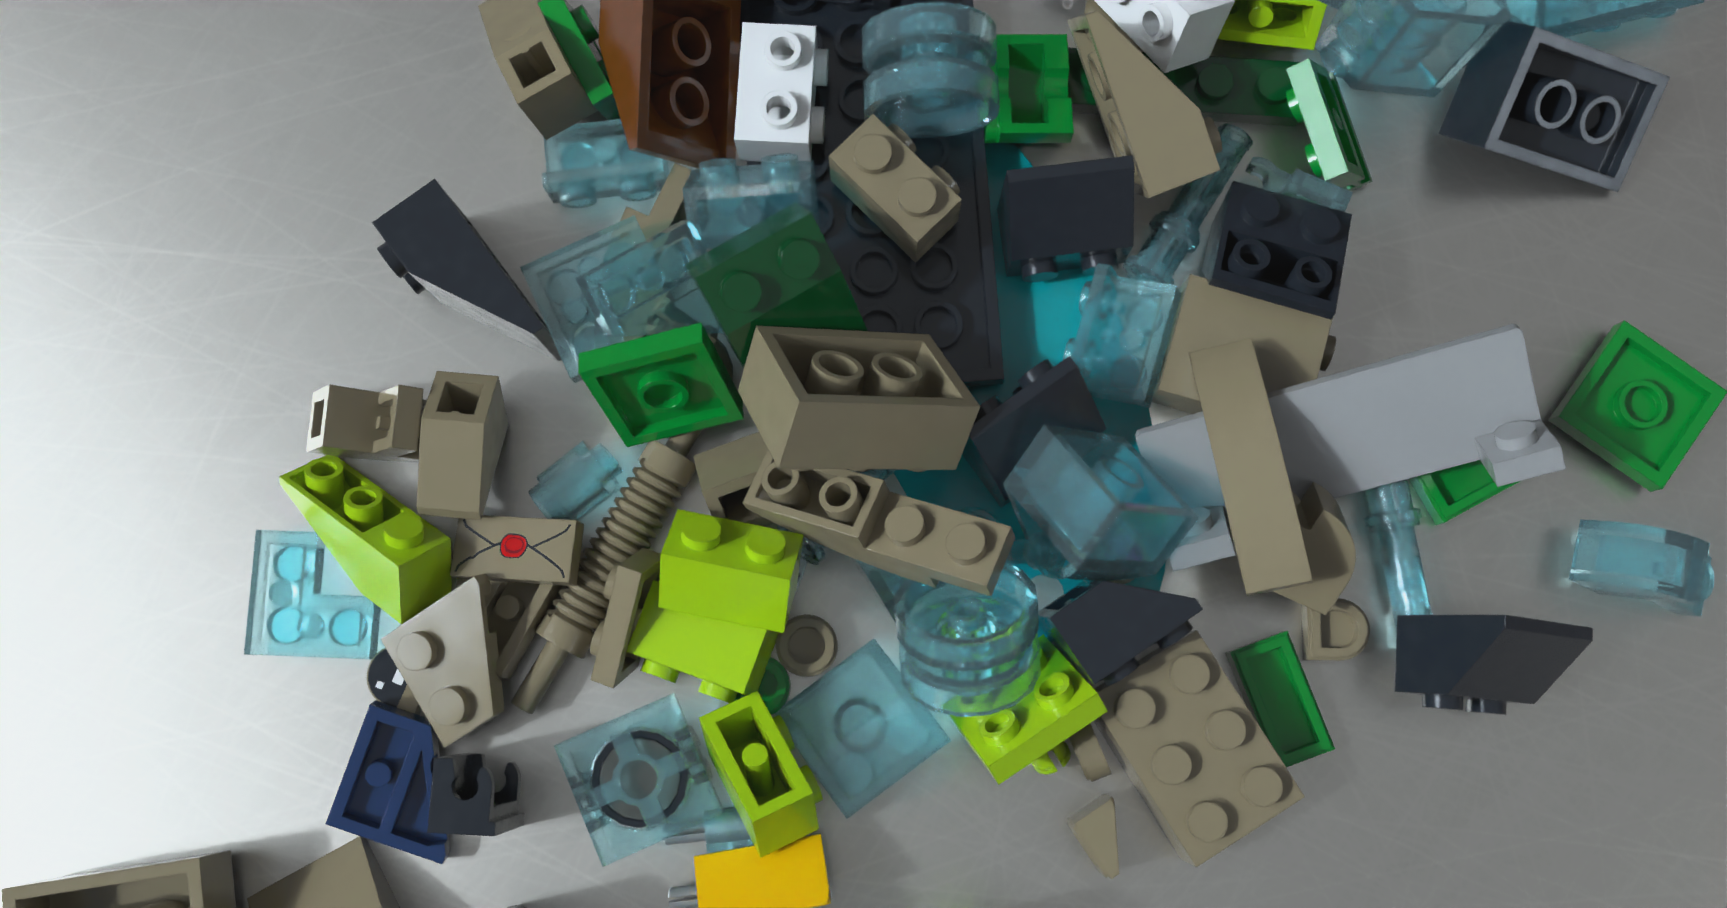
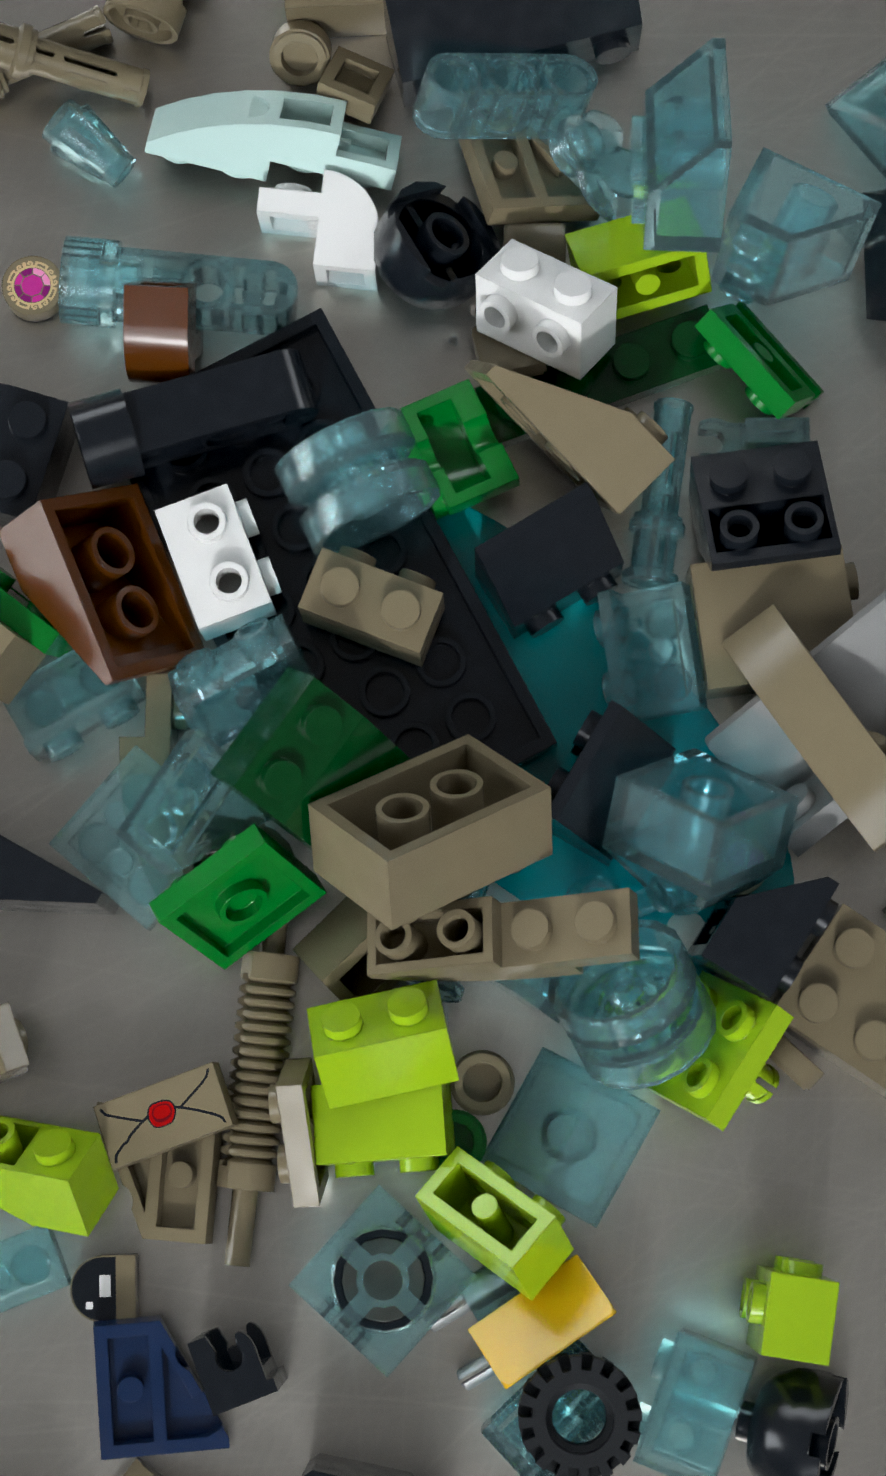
camera: 20 degrees left, 0 degrees up
(451, 661) = (151, 1250): wing -> none
(460, 444) = (65, 1040): dark tan slope -> none
(577, 482) = (191, 1026): clear light blue brick -> none
(1097, 834) = (834, 1136): dark tan slope -> none

